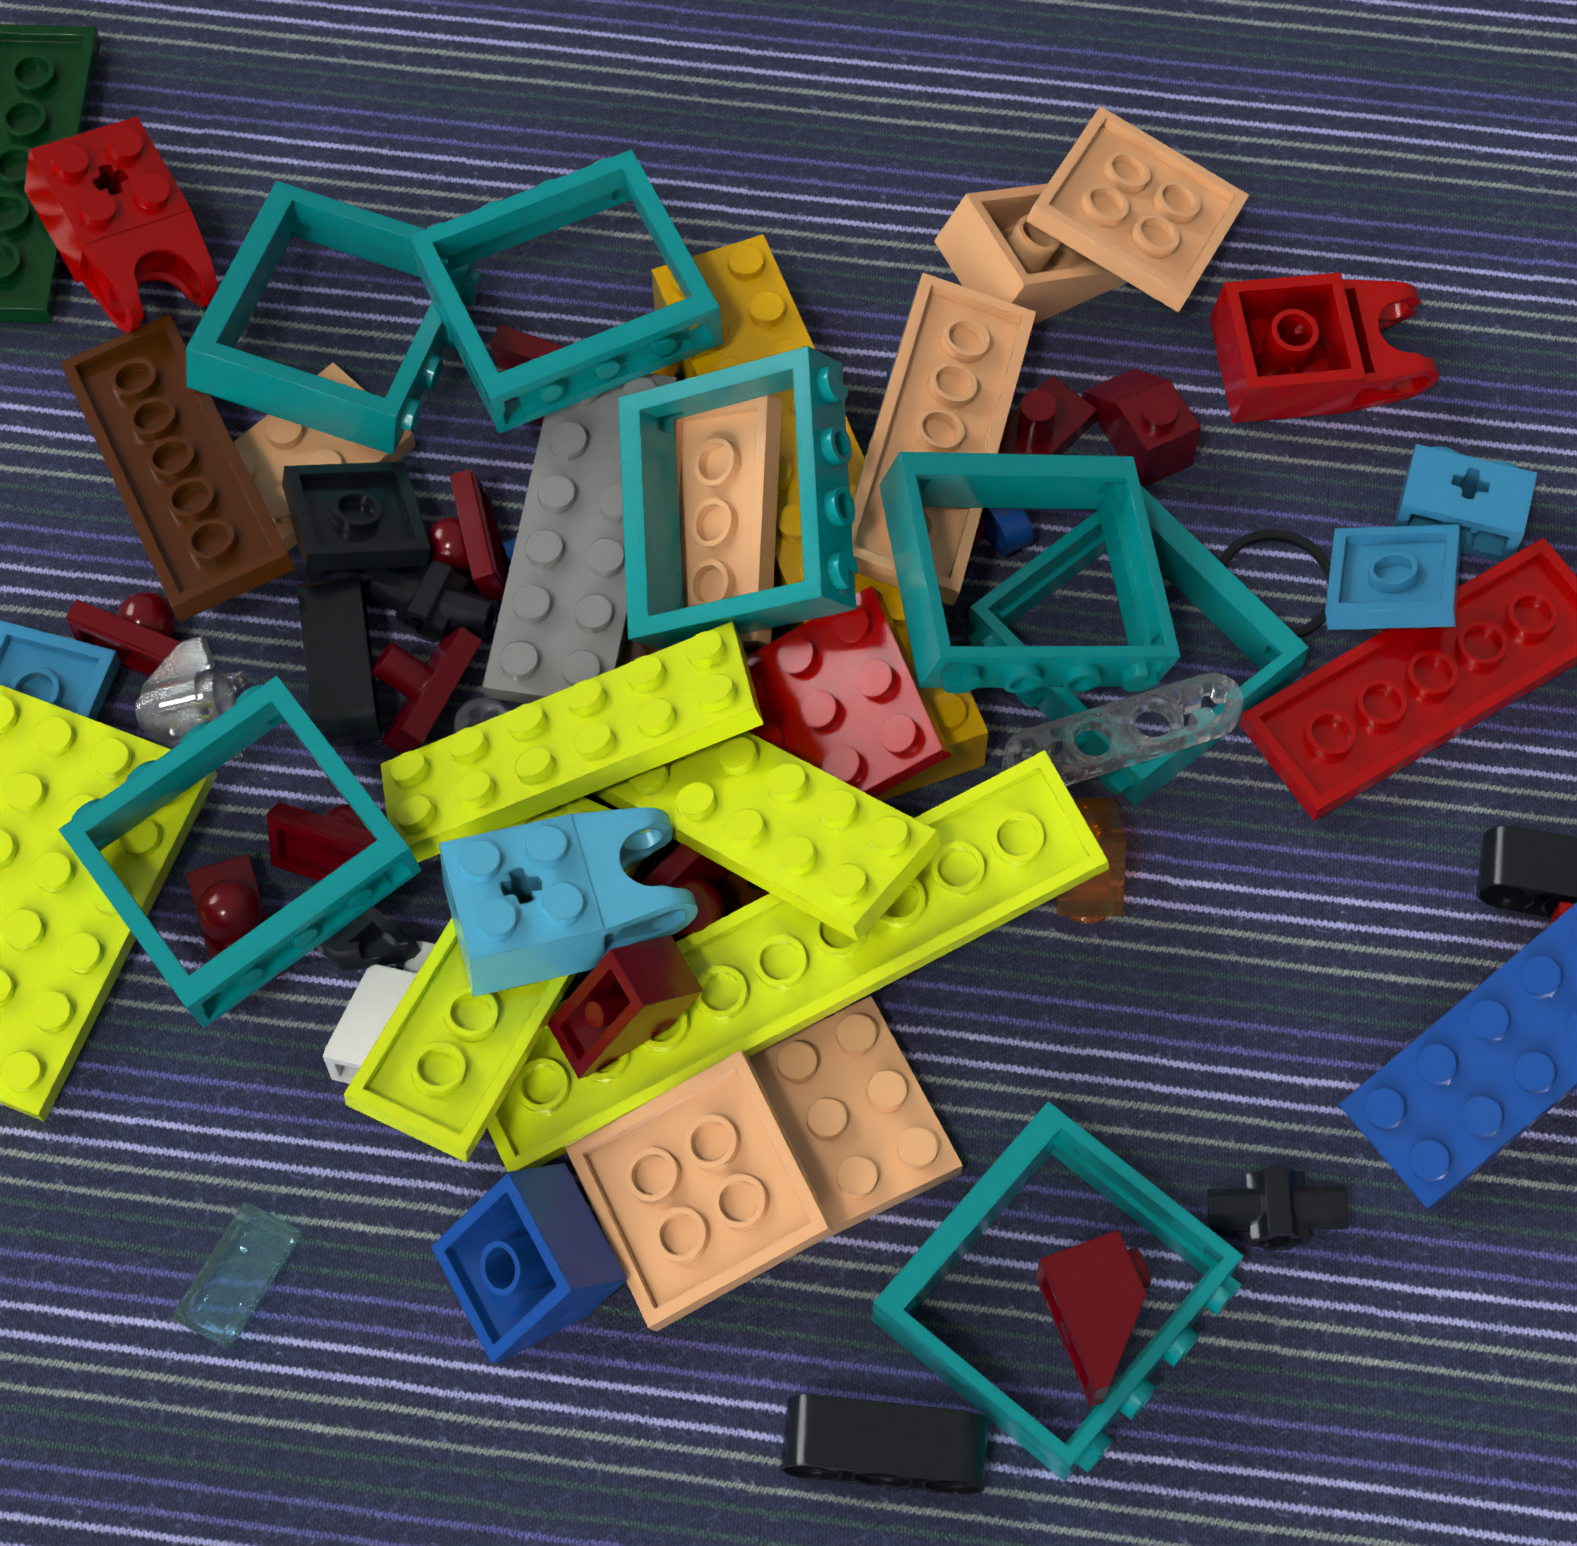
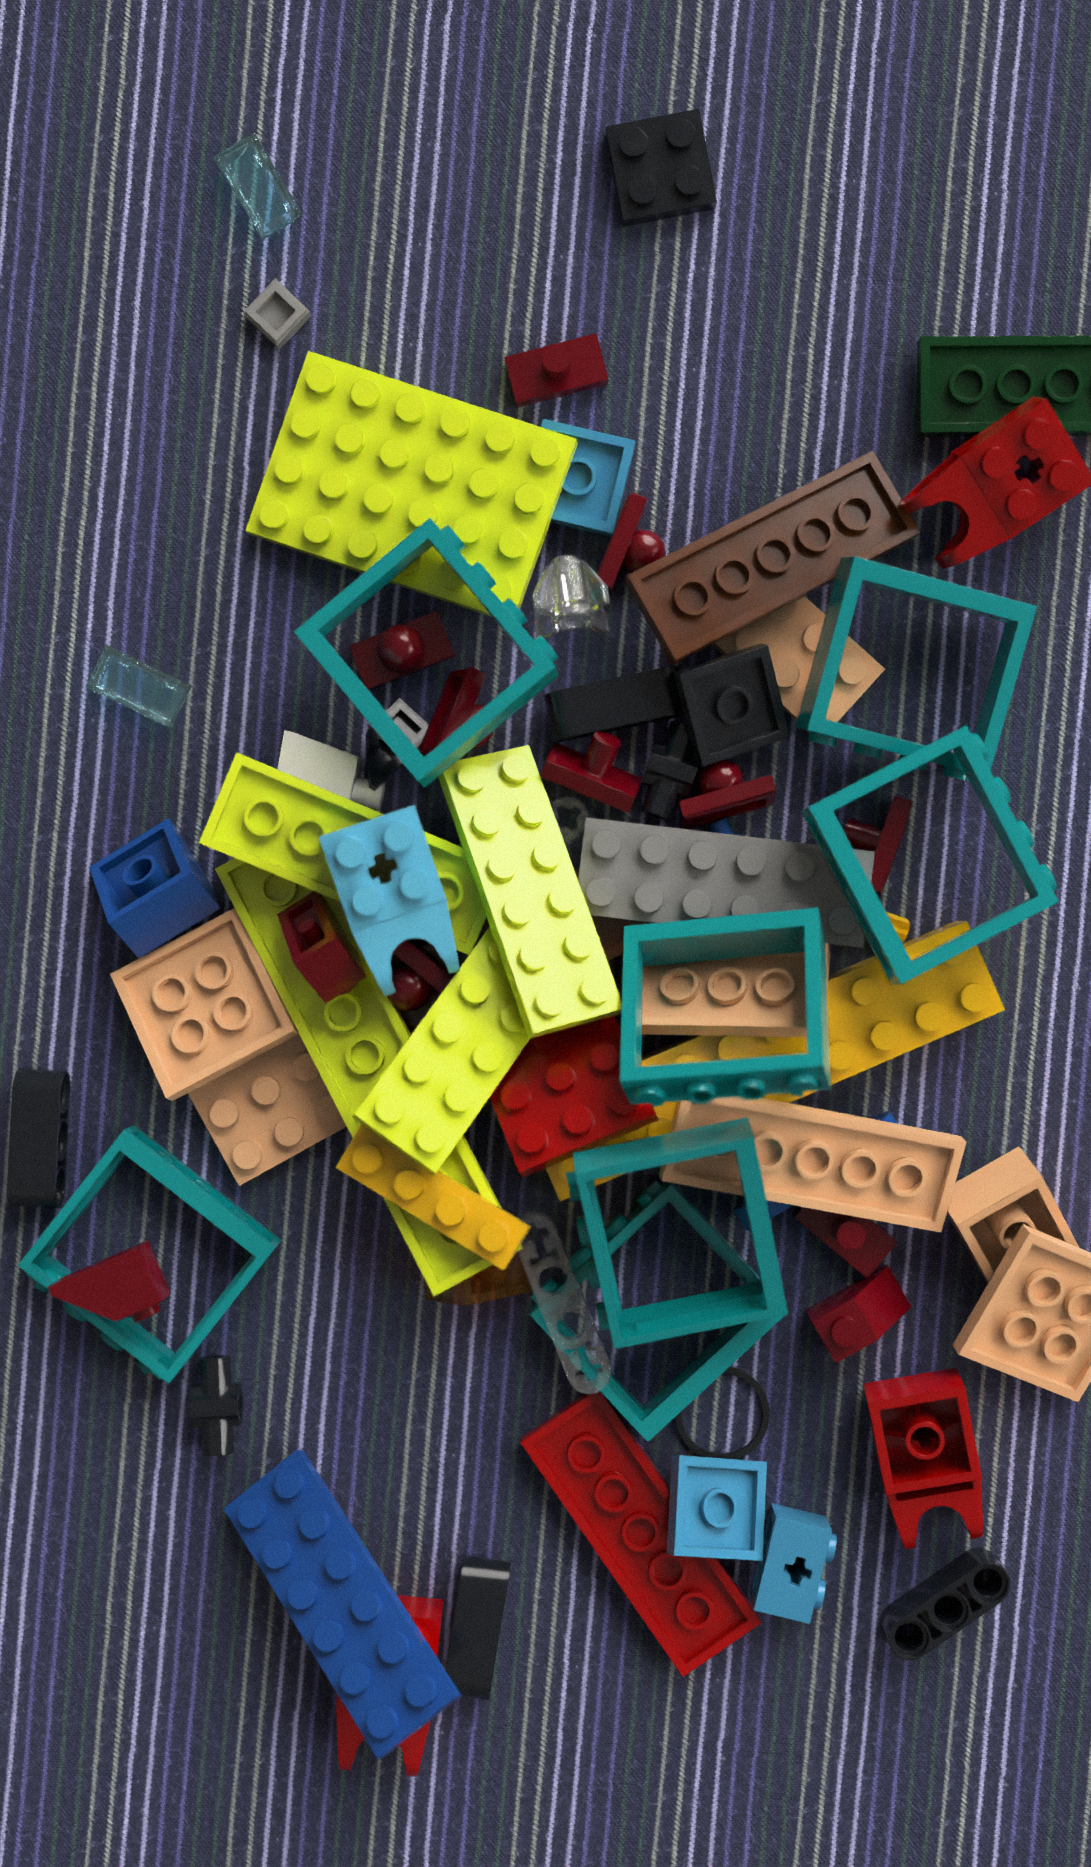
camera: 85 degrees right, 25 degrees up
(972, 858) = (434, 1199): none -> yellow plate
(1511, 366) = (935, 1625): none -> black beam

